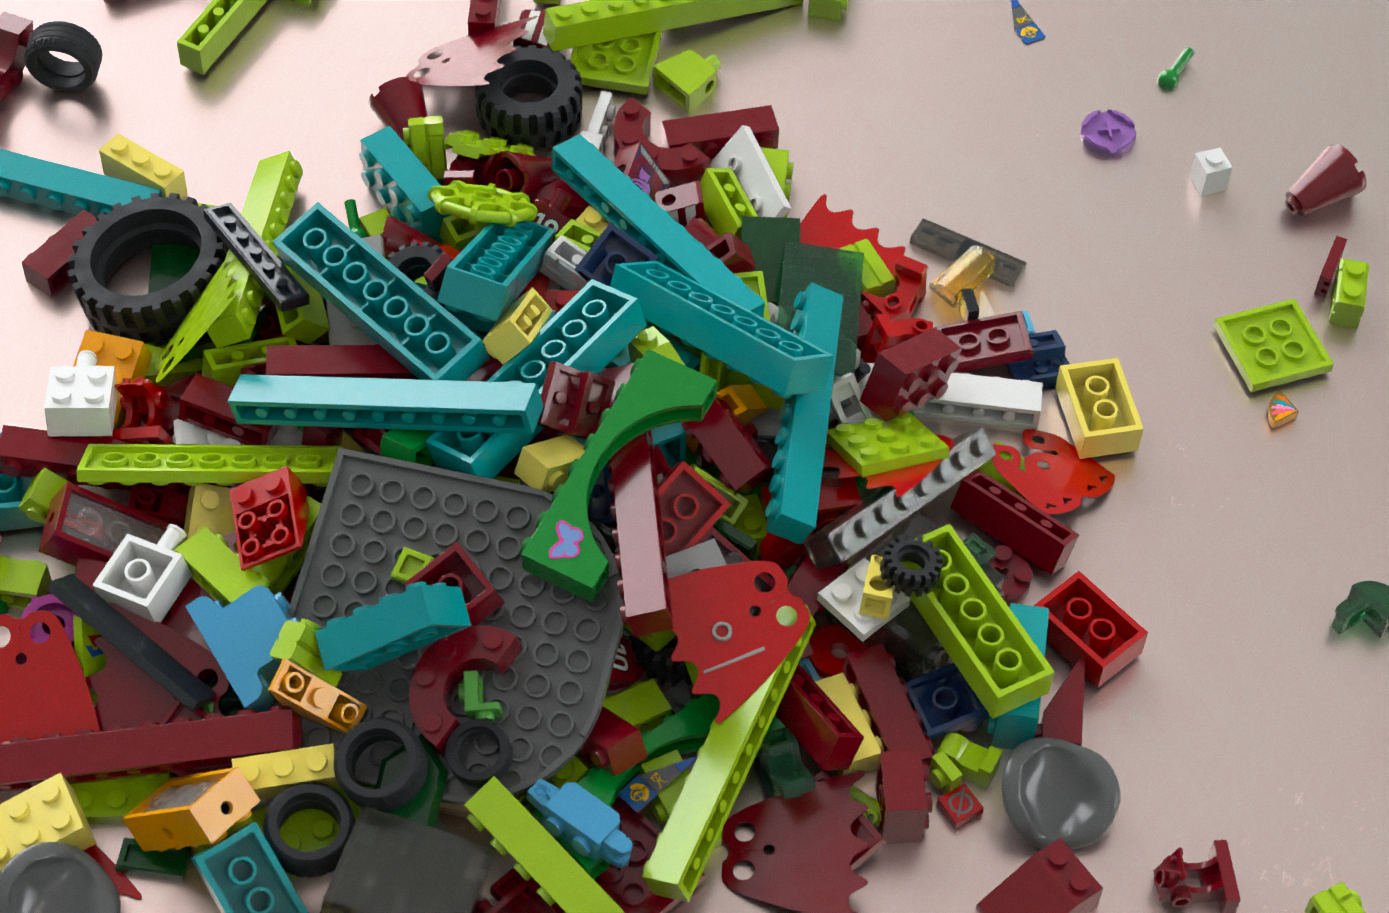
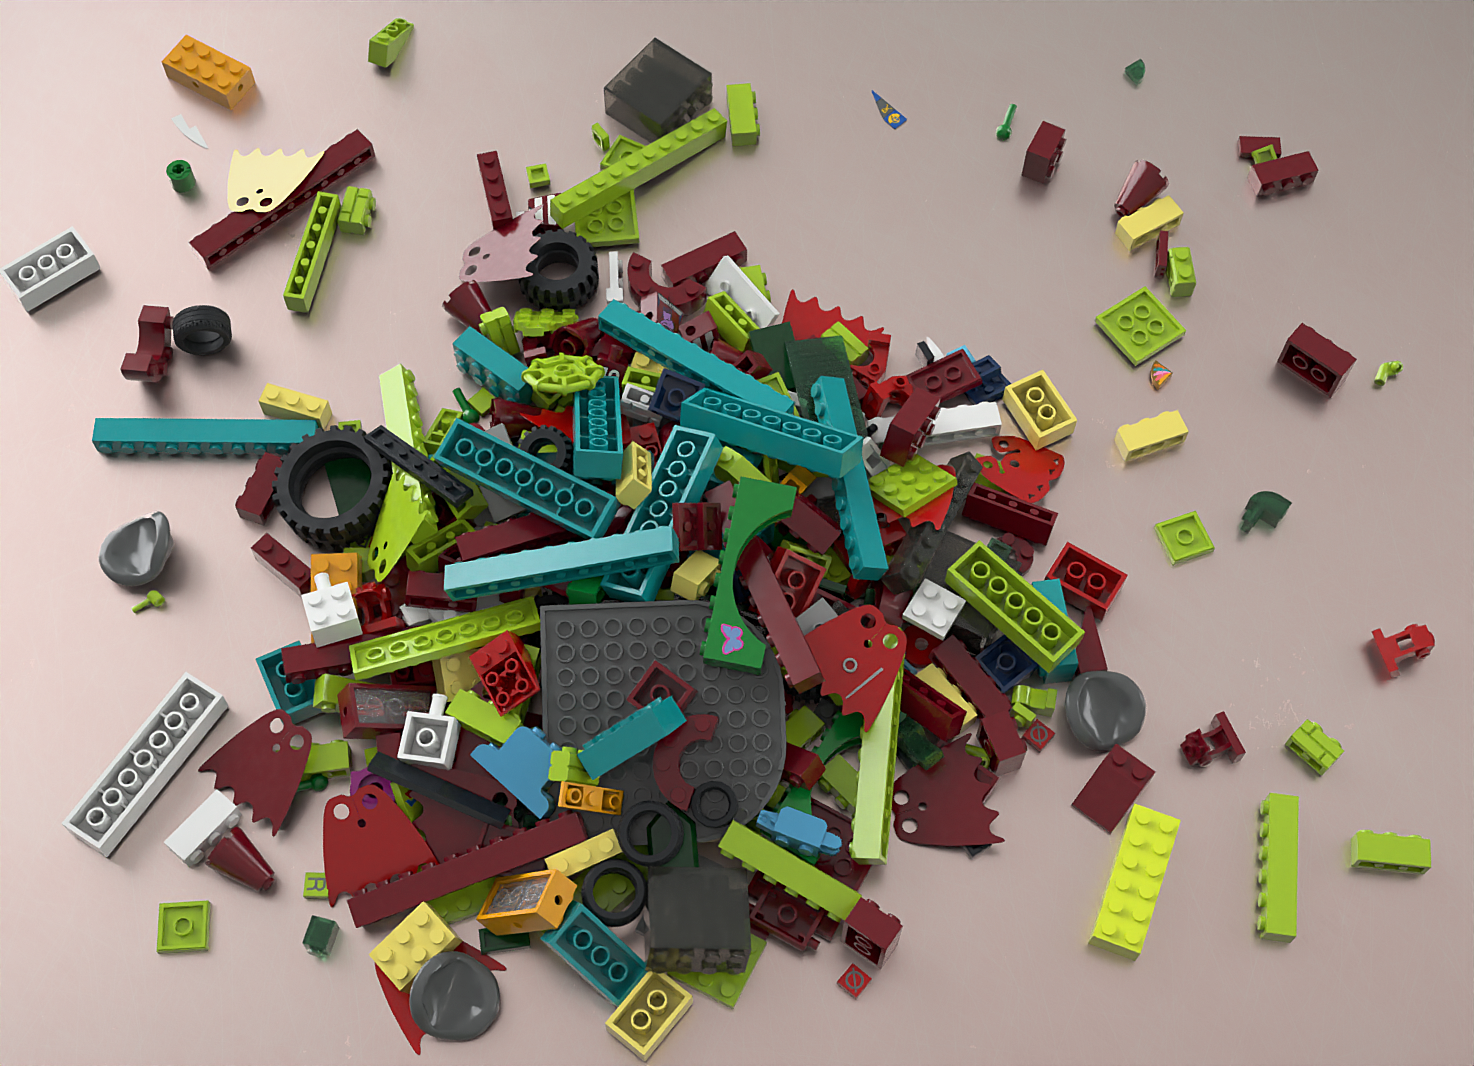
camera: 15 degrees left, 10 degrees up
(49, 334) = (283, 564): none -> dark red brick
(409, 564) = (623, 682): lime tile -> none
(435, 274) = (563, 448): dark red tile -> none
(472, 695) = (695, 764): bright green bracket -> none
(650, 784) = (829, 785): sticker -> none
(687, 78) = (665, 223): lime torso -> none
(876, 595) = (945, 600): light yellow leg -> none
(916, 552) = (966, 593): black tyre -> none
(952, 245) = (908, 309): clear smoke tile -> none
(966, 272) = (912, 330): clear yellow brick -> none
(1108, 133) = (975, 186): medium lavender tile -> none
(1209, 109) = (1044, 152): none -> dark red brick
(1210, 171) = (1057, 200): white brick -> none
(1242, 478) = (1151, 435): none -> light yellow brick
(1247, 615) = (1184, 537): none -> lime tile
(1317, 226) = (1148, 221): none -> light yellow brick
(1369, 50) = (1136, 71): none -> clear green tile

